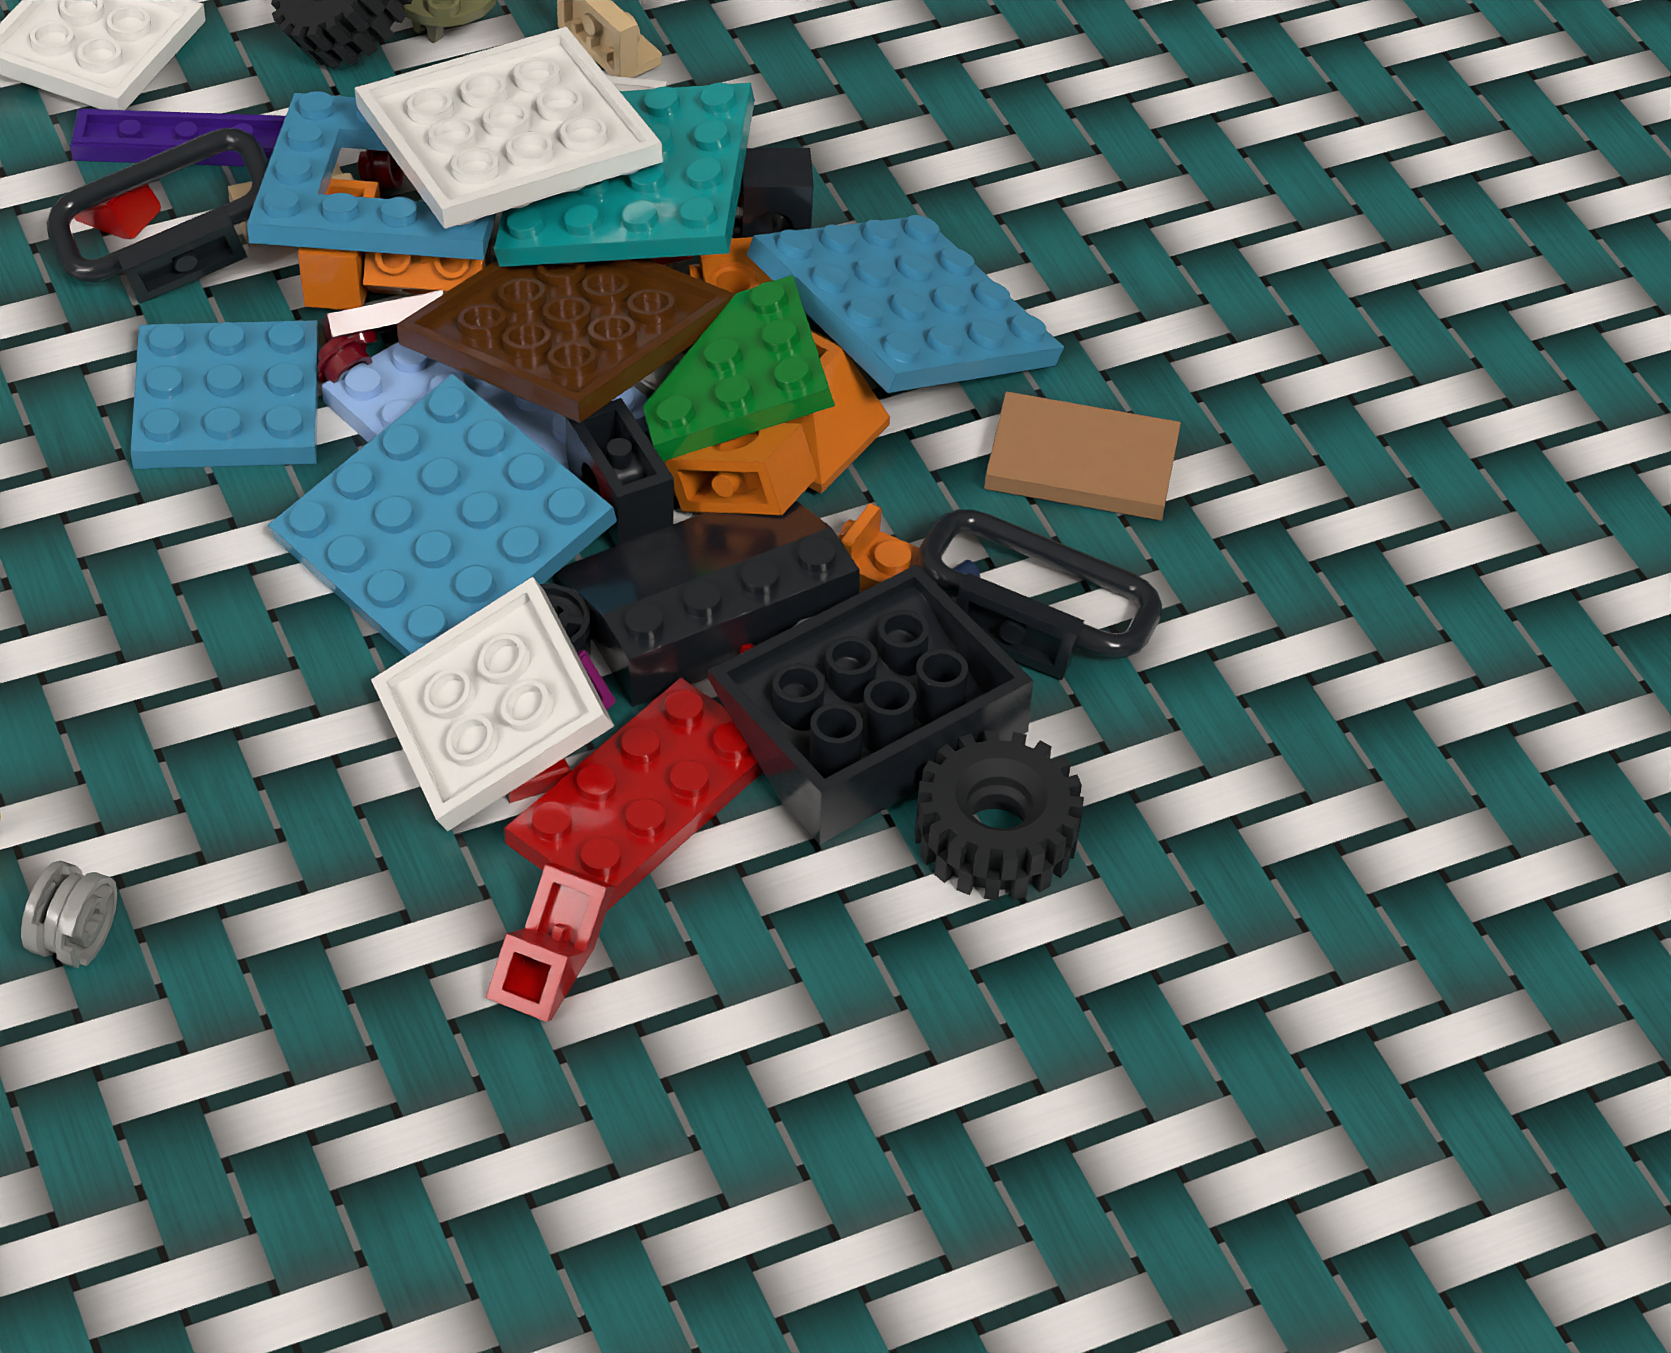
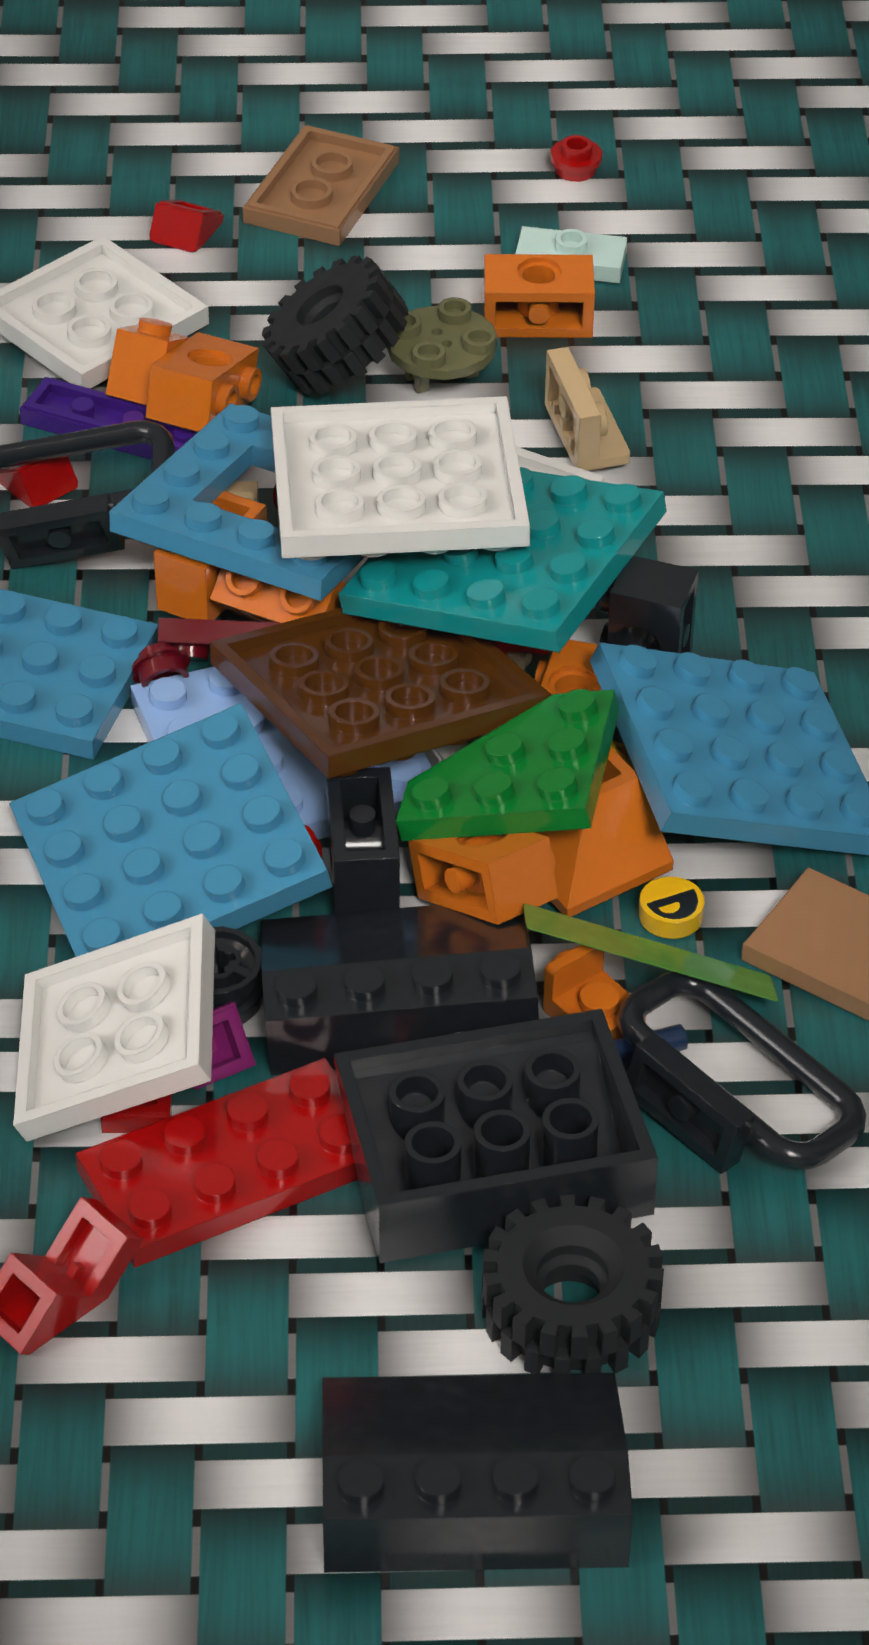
camera: 25 degrees right, 5 degrees down
(180, 72) = (133, 354): none -> orange brick
(243, 79) = (201, 380): none -> orange brick
(905, 459) = (671, 907): none -> yellow tile
(918, 503) = (649, 952): none -> bright green sticker
(996, 997) = (474, 1473): none -> black slope

